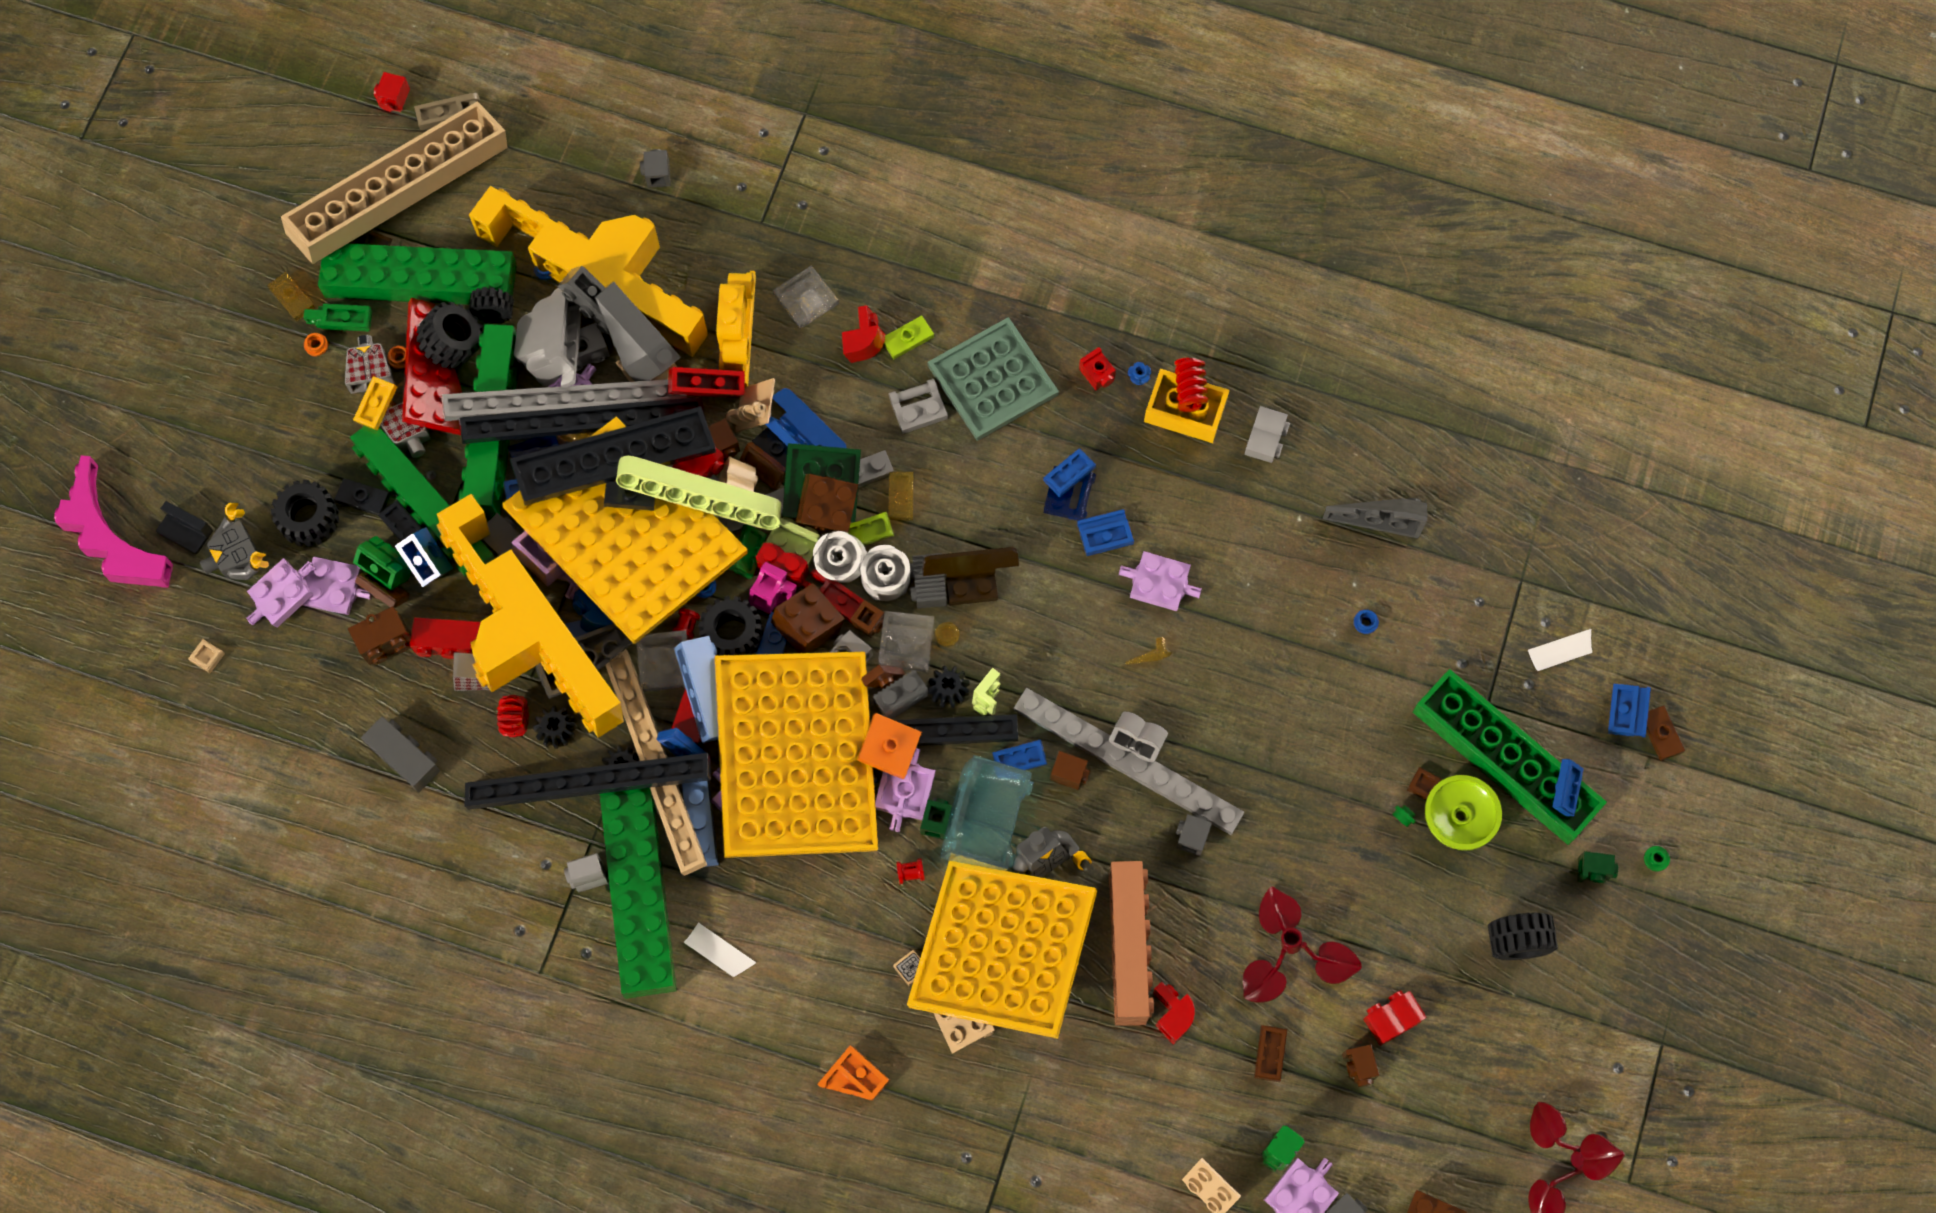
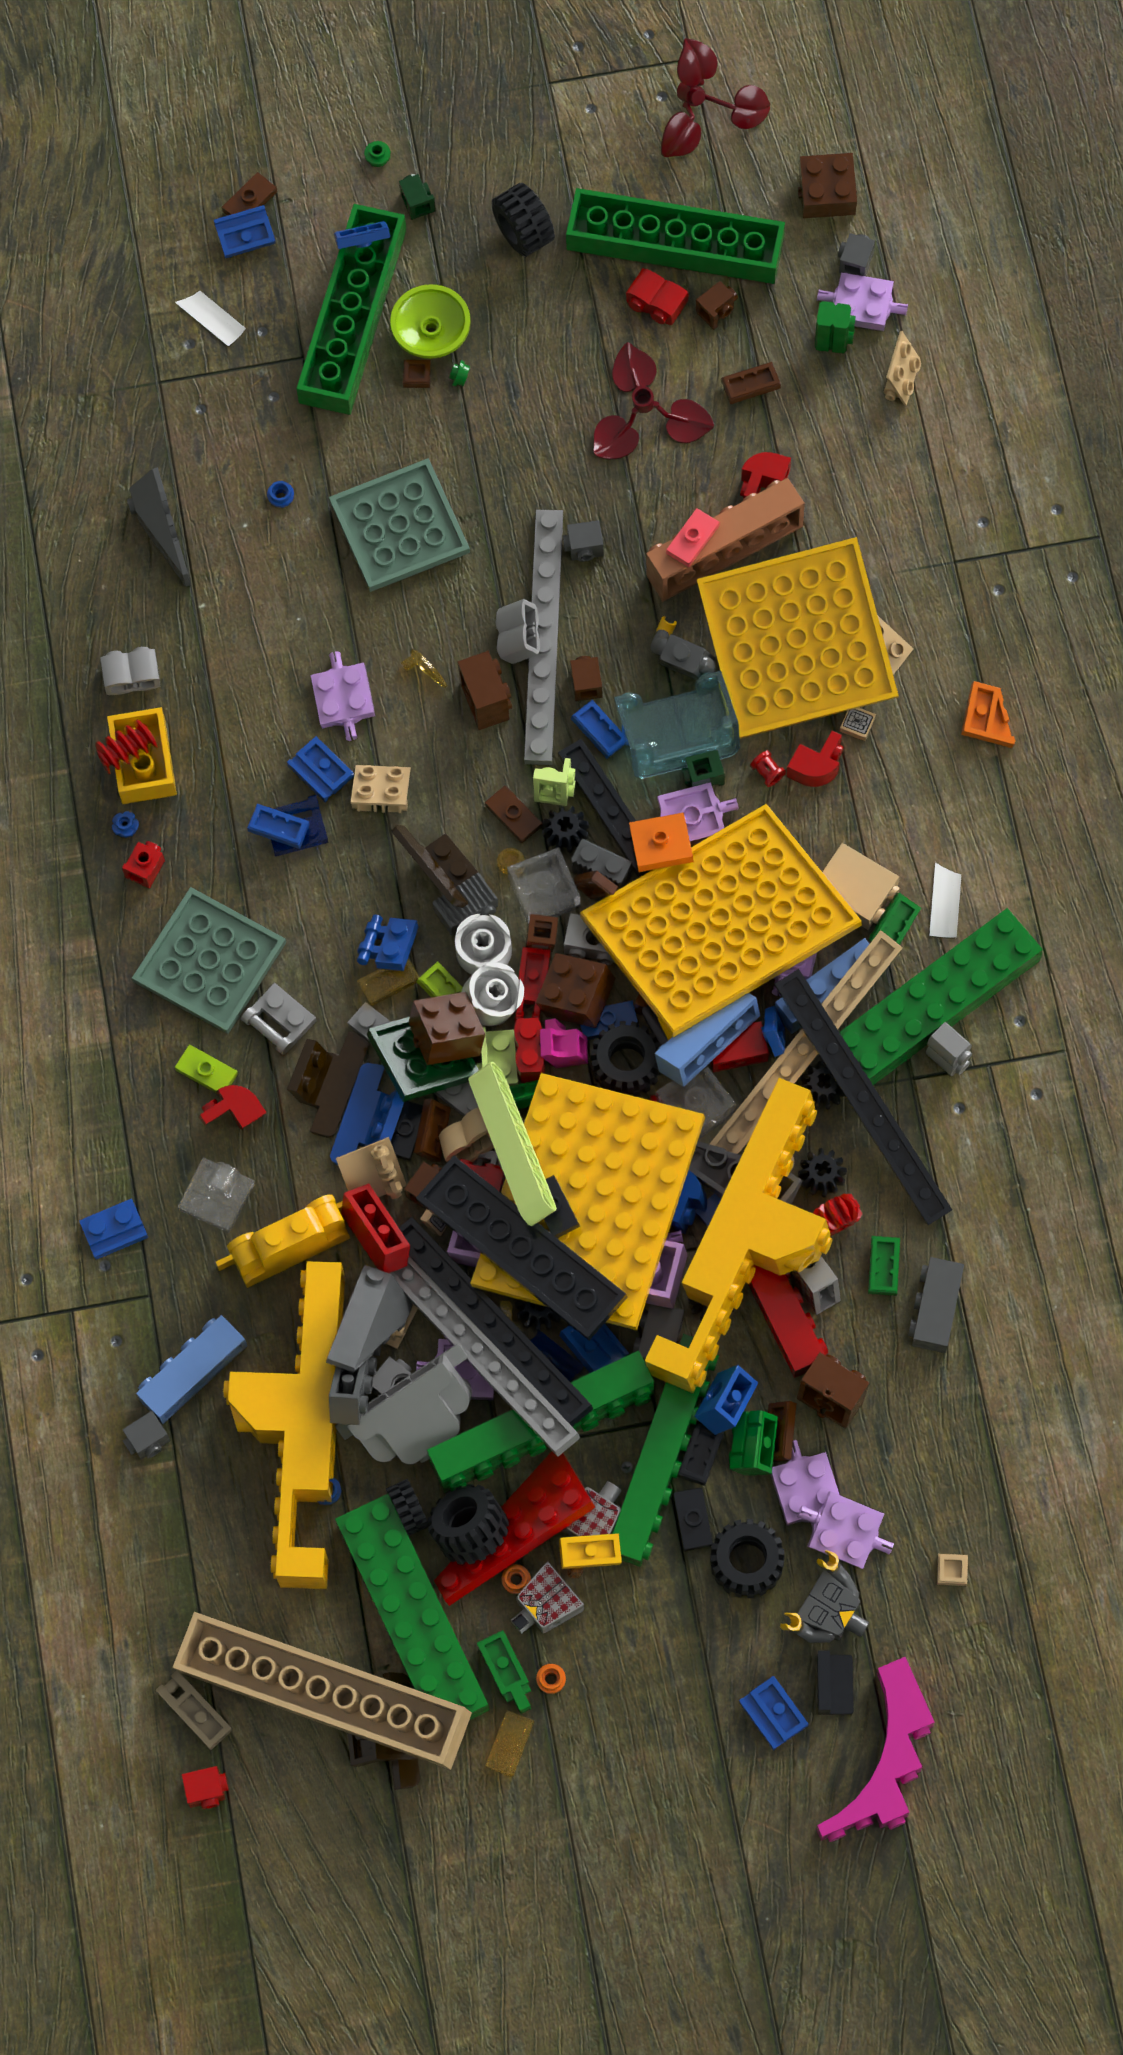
camera: 115 degrees left, 0 degrees up
(190, 476) = (773, 1713): none -> blue plate
(456, 733) = (884, 1265): none -> green plate
(685, 219) = (191, 1369): none -> medium blue brick
(720, 896) = (897, 918): none -> green plate
(768, 885) = (862, 883): none -> tan brick
(824, 220) = (113, 1229): none -> blue plate
(848, 413) = (327, 1080): none -> dark brown plate
(888, 907) = (816, 768): none -> red brick
(926, 513) = (395, 946): none -> blue plate
(986, 657) = (513, 814): none -> reddish brown plate
(1064, 569) = (380, 787): none -> tan hinge
(1099, 681) = (484, 690): none -> reddish brown brick
(1133, 904) = (692, 537): none -> coral plate
(1288, 698) = (399, 525): none -> sand green plate
(1444, 1064) = (675, 235): none -> green brick

